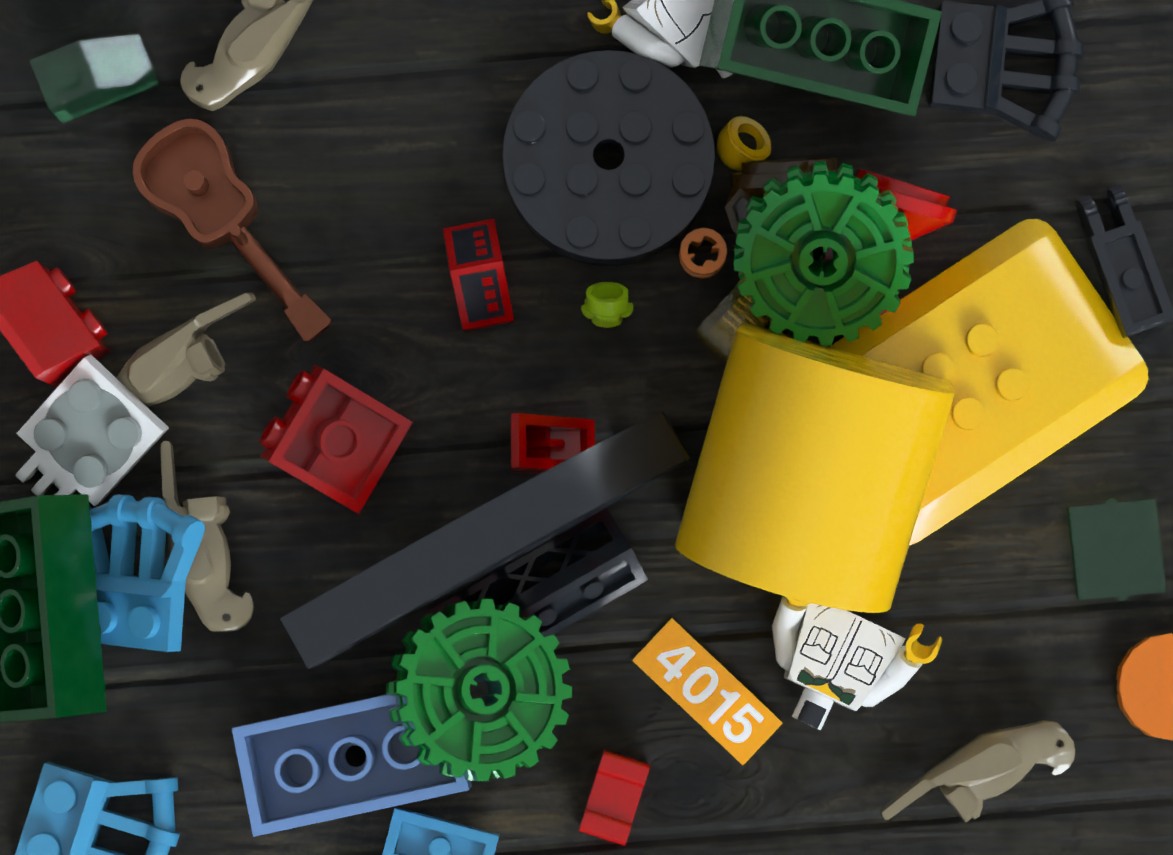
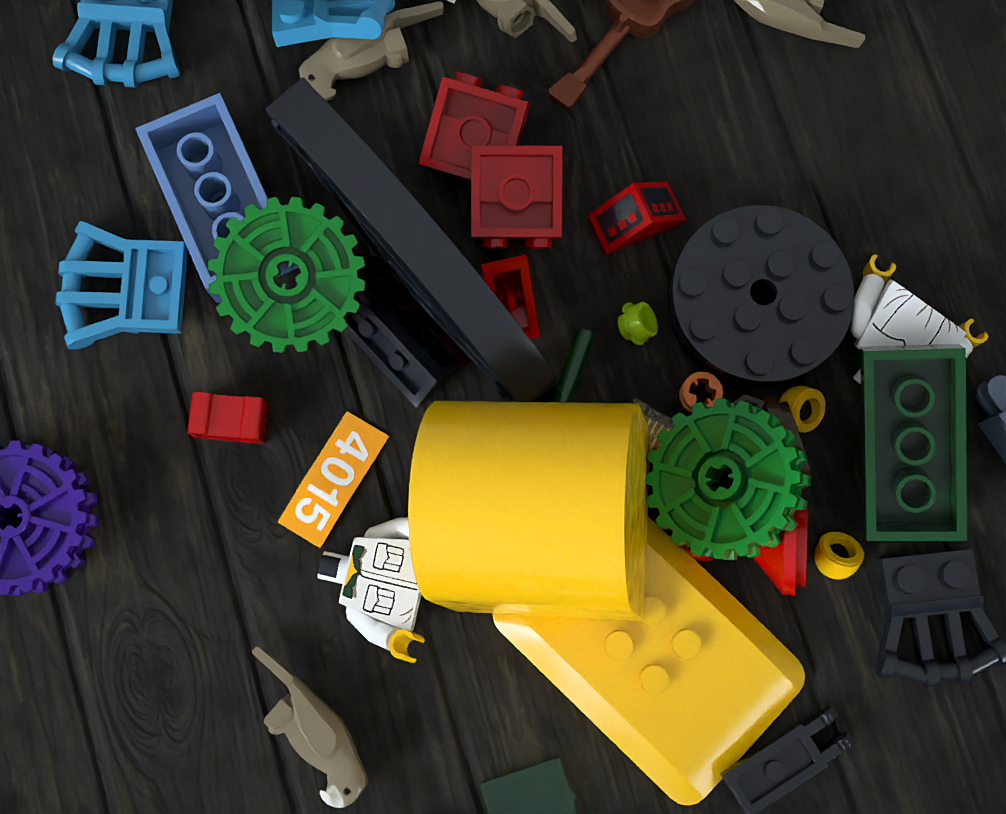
camera: 75 degrees right, 5 degrees down
(429, 408) = (516, 195): none -> red plate
(653, 398) = (573, 366): none -> dark green piece
(926, 157) = (834, 565): none -> yellow piece

